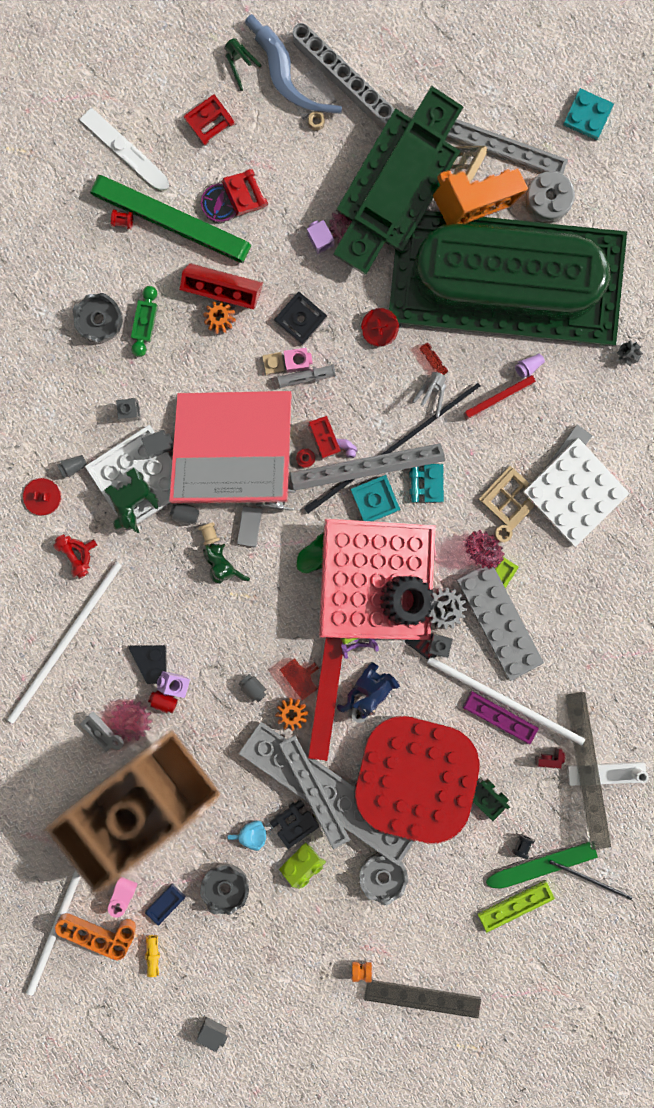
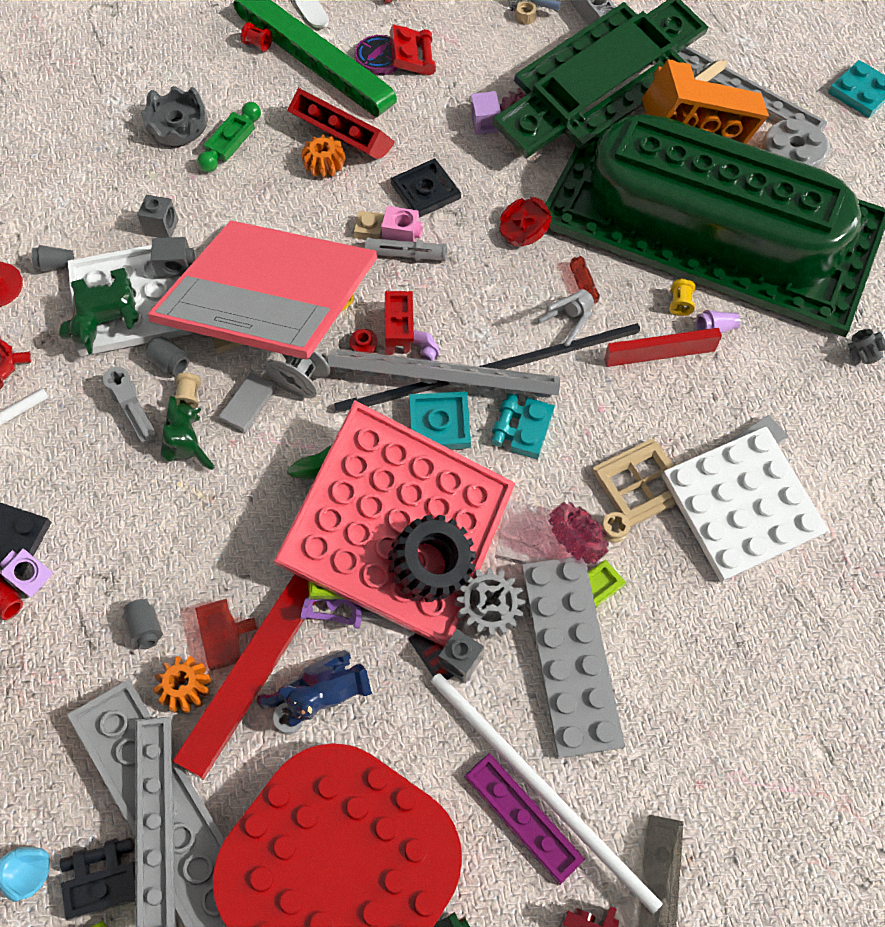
camera: 20 degrees right, 25 degrees down
(179, 556) = (124, 392): none -> light grey connector
(502, 353) = (682, 297): none -> yellow bush

